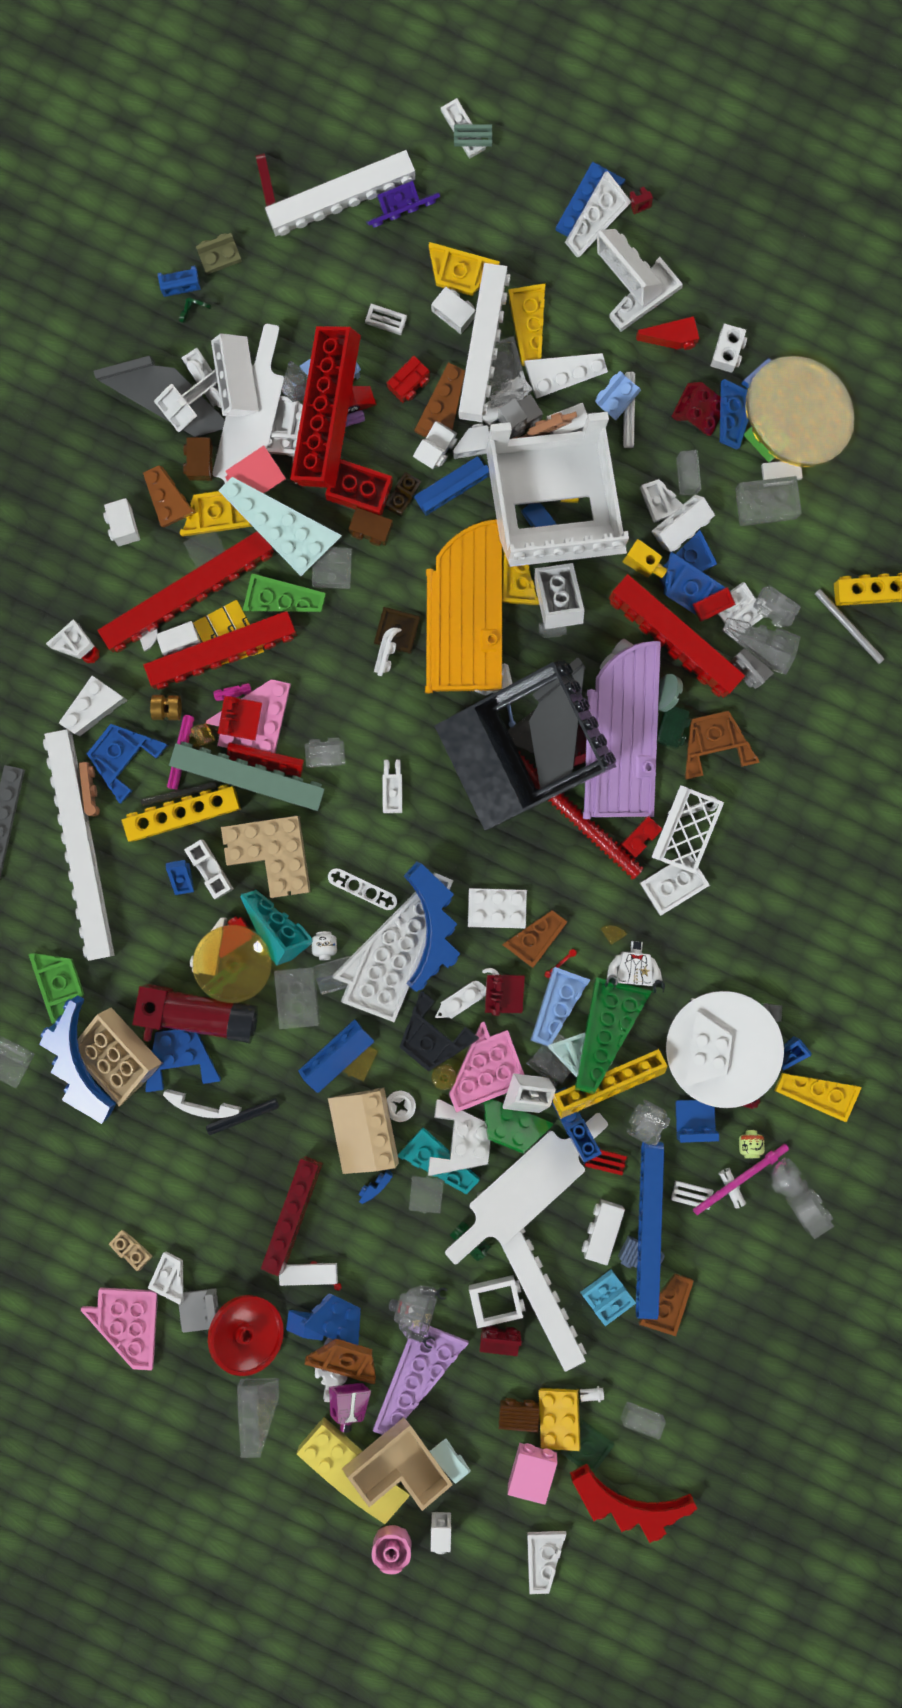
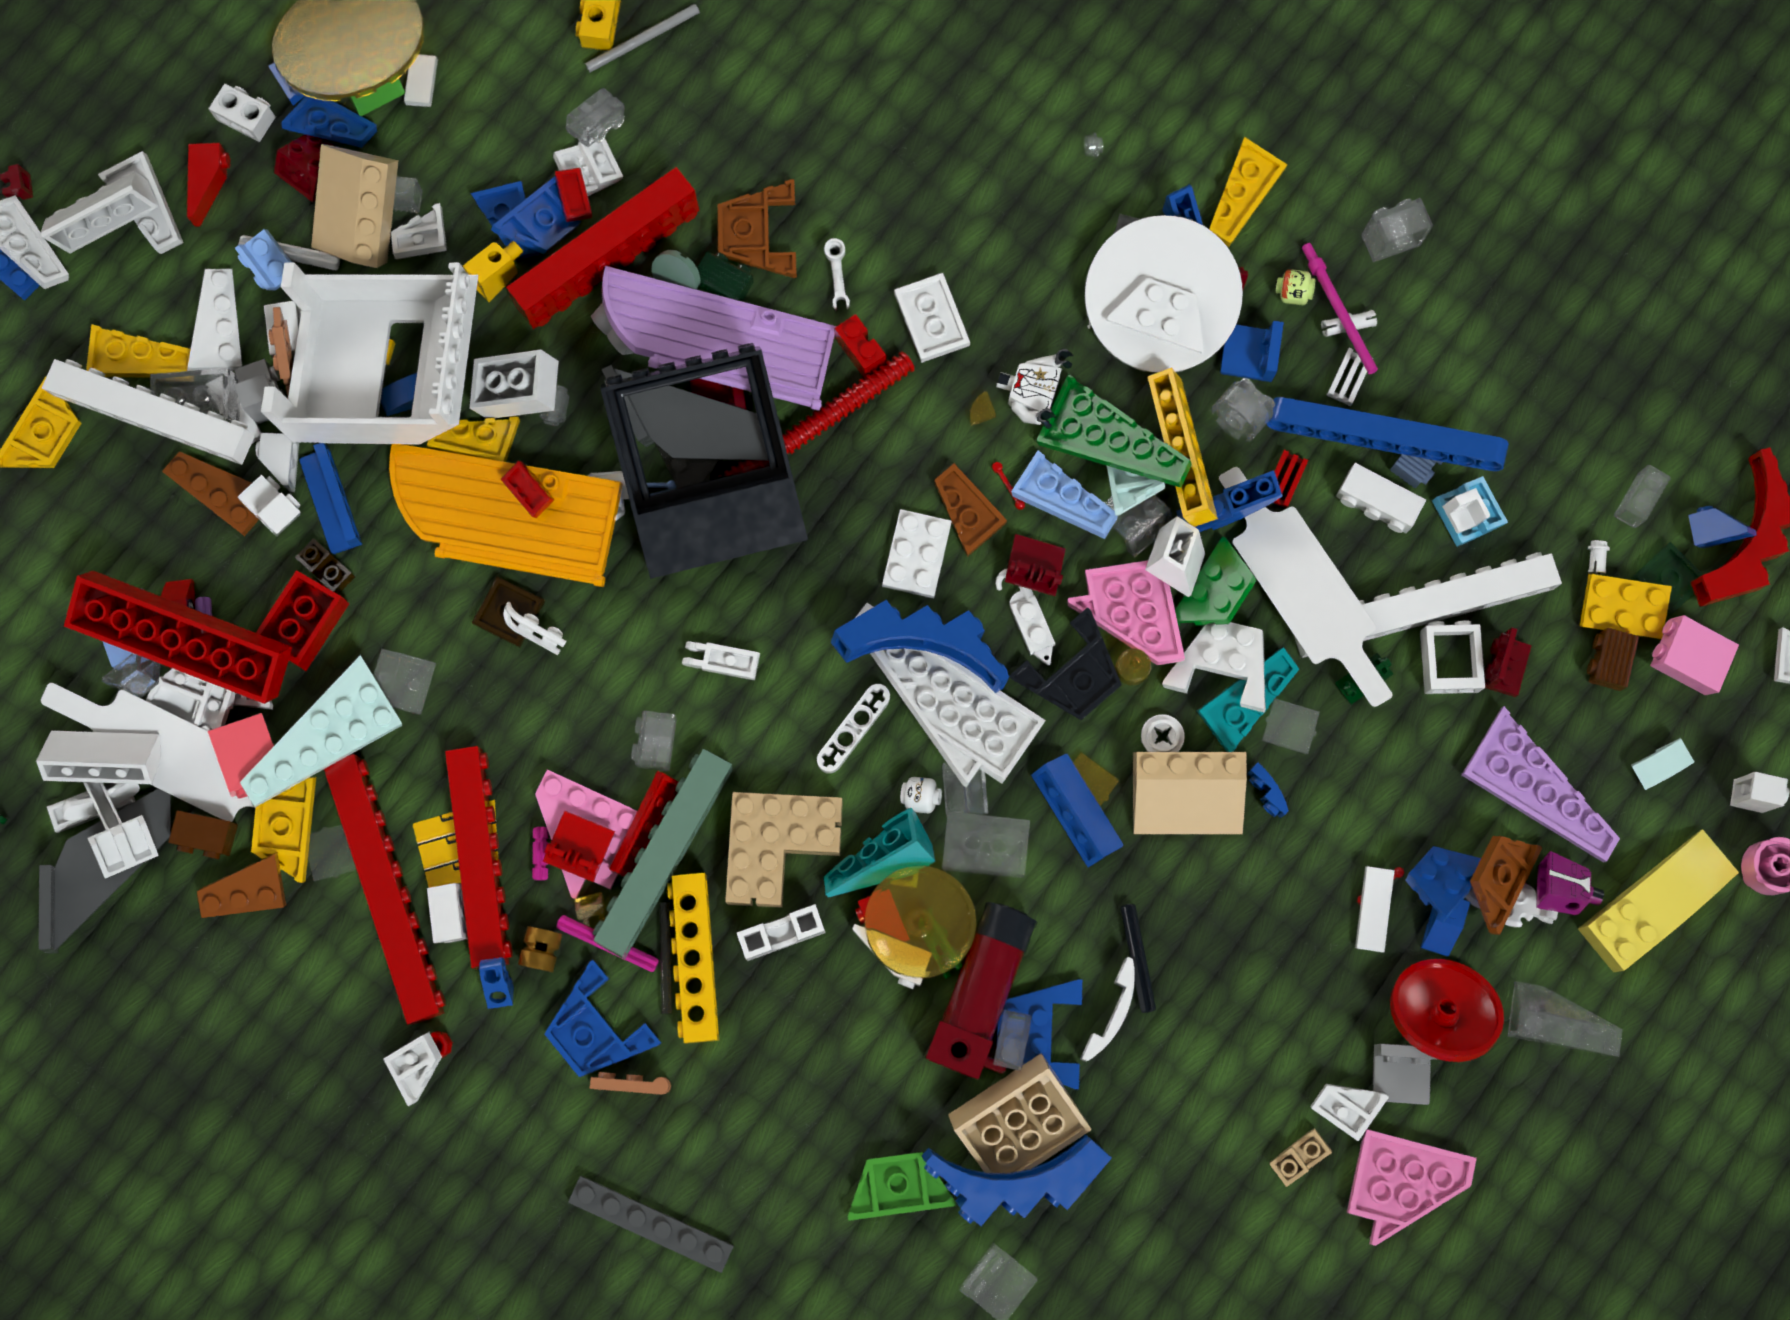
camera: 80 degrees left, 10 degrees down
(79, 845) = (700, 1114): white brick -> none
(91, 706) = (512, 1055): white wedge -> none
(121, 522) = (263, 959): white brick -> none
(138, 683) = (495, 979): none -> blue leg
(148, 639) = (438, 957): white tile -> none
(166, 1041) = (1012, 1039): none -> clear brick
(180, 877) = (783, 977): blue slope -> none
(275, 595) = (422, 761): bright green wing -> none
(291, 1216) = (1289, 914): dark red brick -> none
(371, 527) = (358, 617): reddish brown brick -> none
(397, 1458) = (1650, 830): tan piece -> none
(403, 317) = (89, 547): white tile -> none
(408, 380) = (171, 527): red brick -> none
(415, 1312) = (1449, 767): clear torso -> none
(453, 310) = (93, 449): white brick -> none
(483, 623) = (527, 489): none -> red plate
(605, 1295) = (1466, 511): none -> white panel
(630, 1478) = (1716, 527): none -> blue slope
(669, 448) = (354, 205): none -> tan slope
(671, 1305) = (1480, 419): dark orange wing -> none
(672, 821) = (846, 300): white fence -> none
(683, 523) = (457, 211): white brick -> none
(754, 670) = (664, 161): light grey bracket -> none
(768, 501) = (454, 101): clear brick -> none
(772, 648) = (648, 132): clear wedge -> none
(787, 1179) = (1349, 250): clear cylinder -> none
(832, 976) = (1093, 145): none -> clear plate

